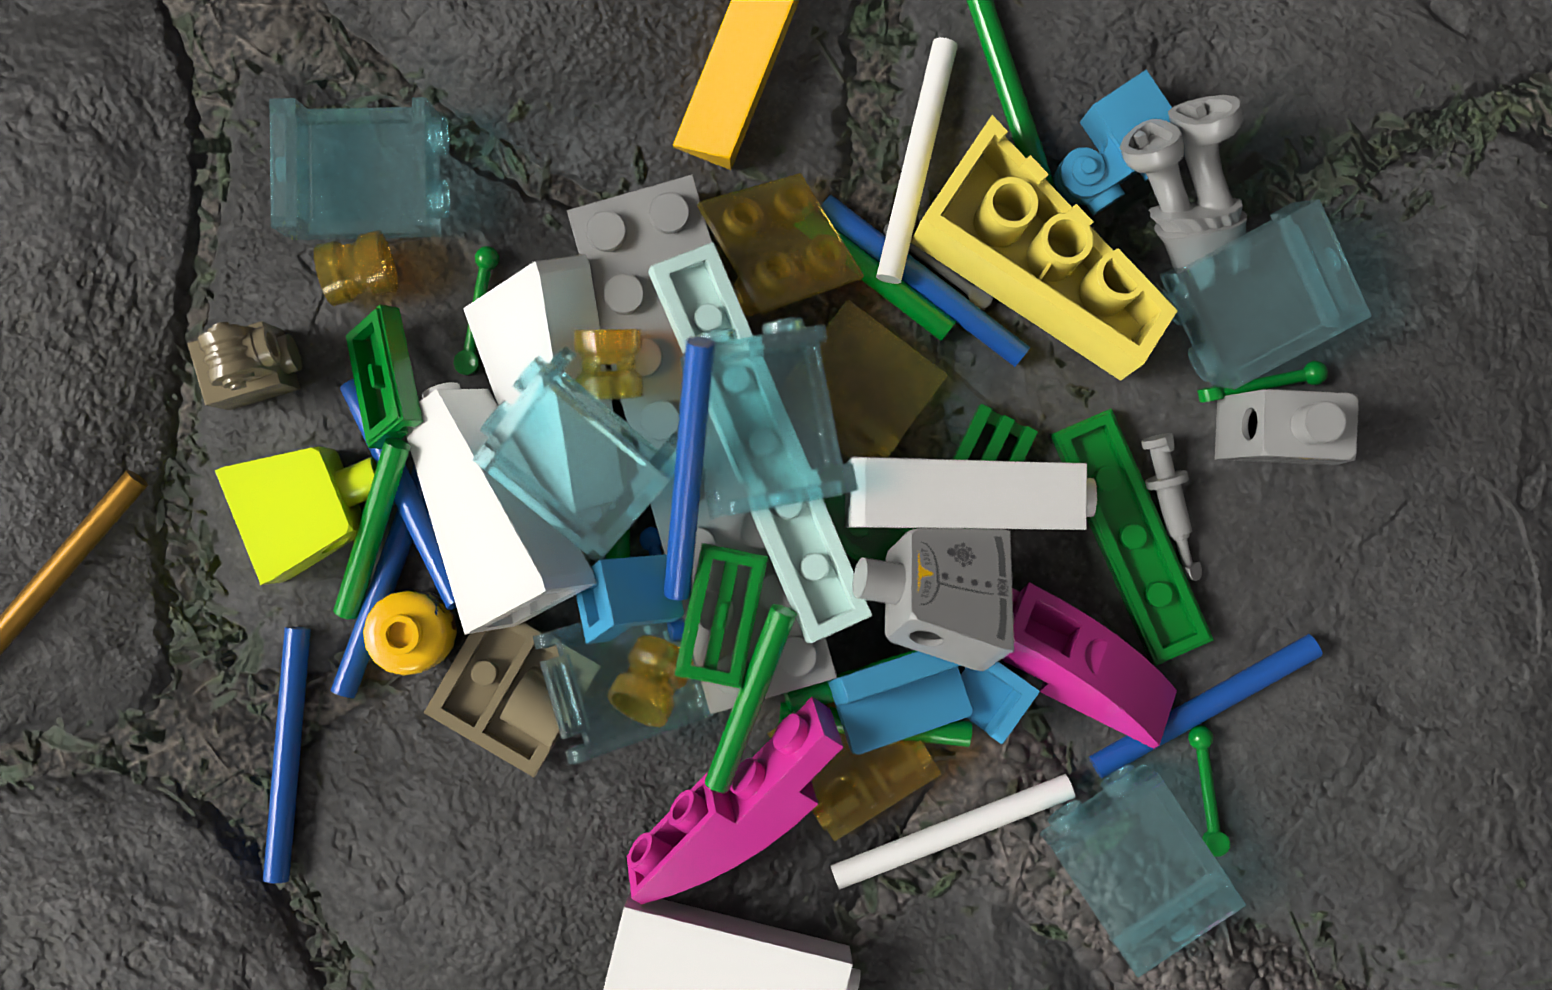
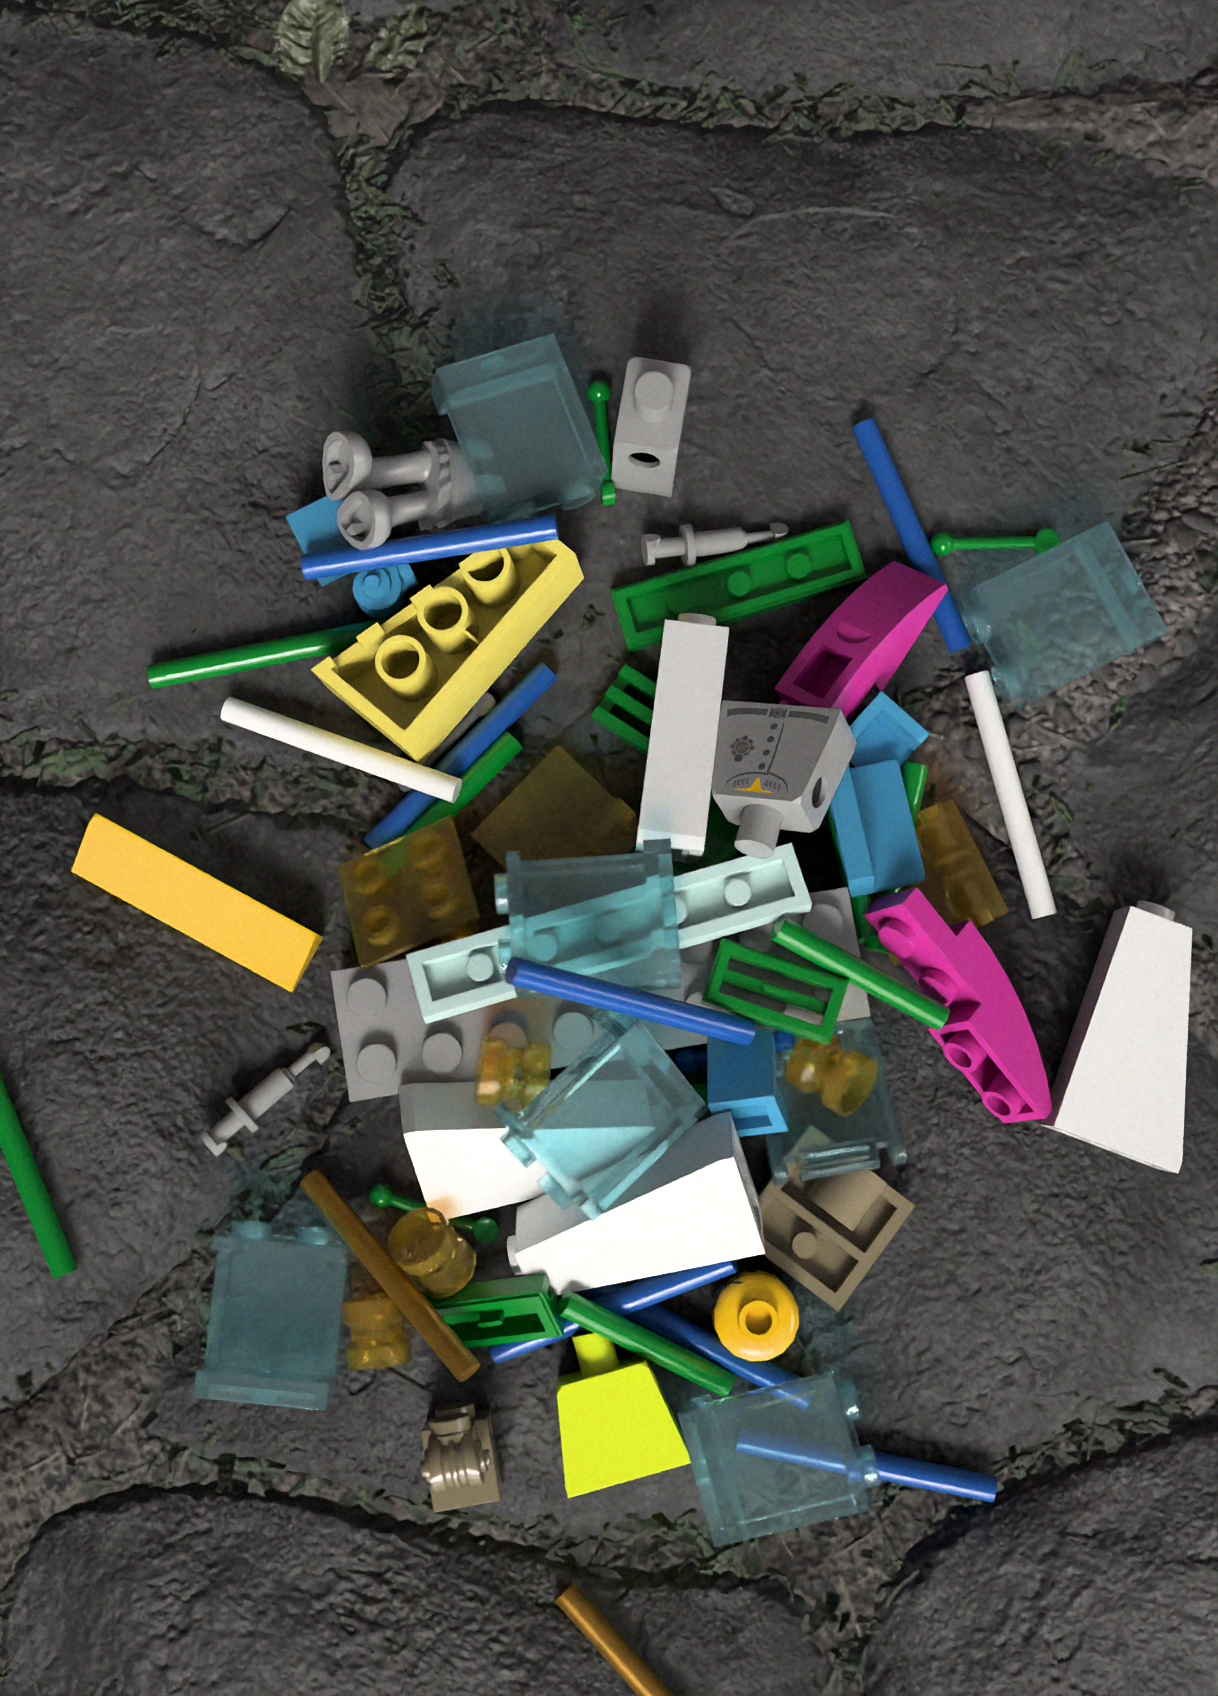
camera: 85 degrees left, 5 degrees down
(277, 670) = (779, 1456): none -> clear light blue panel
(406, 273) = (390, 1276): none -> pearl gold bar
(432, 310) = (432, 1252): none -> clear yellow wheel
(563, 126) = (259, 1100): none -> light grey piece
(1132, 218) = (431, 546): none -> blue piece

